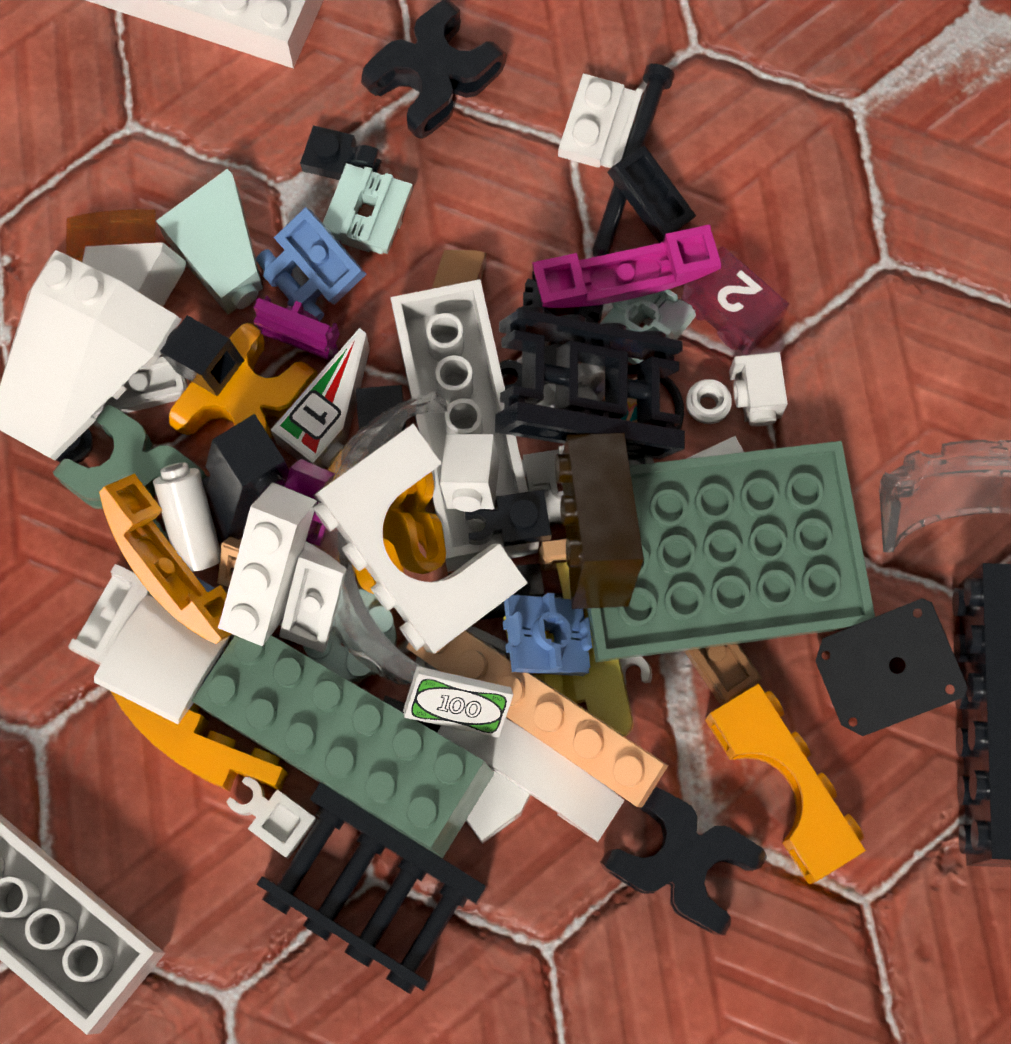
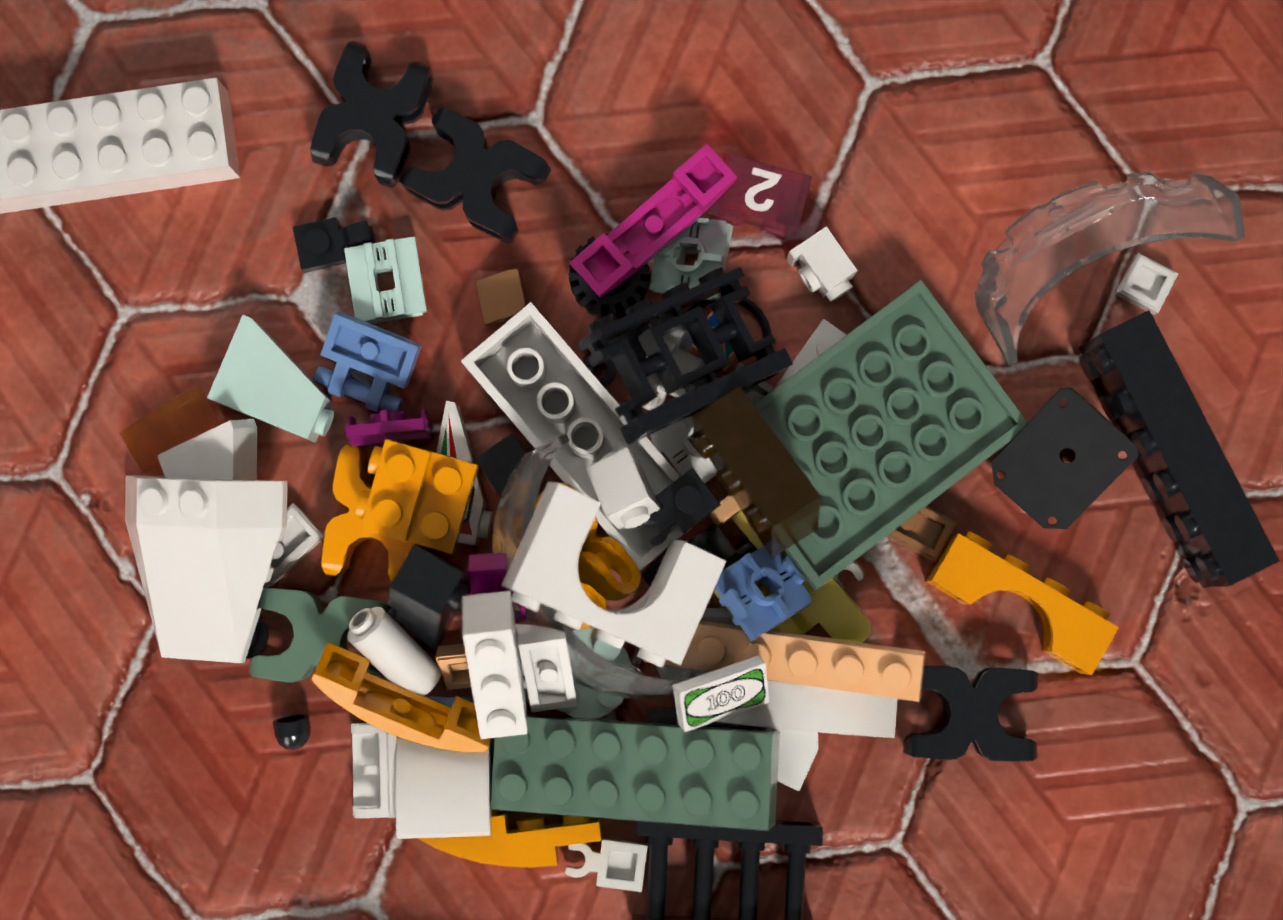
camera: 25 degrees left, 10 degrees up
(60, 546) = (292, 731): none -> black hinge
(202, 355) = (323, 503): black brick -> none
(286, 389) = (416, 495): none -> light orange plate
(493, 161) = (475, 175): none -> black piece
(599, 122) = (550, 85): white plate -> none
(651, 193) = (634, 132): black plate -> none
(657, 79) = (580, 17): black bar -> none
(714, 390) = (790, 286): white plate -> none

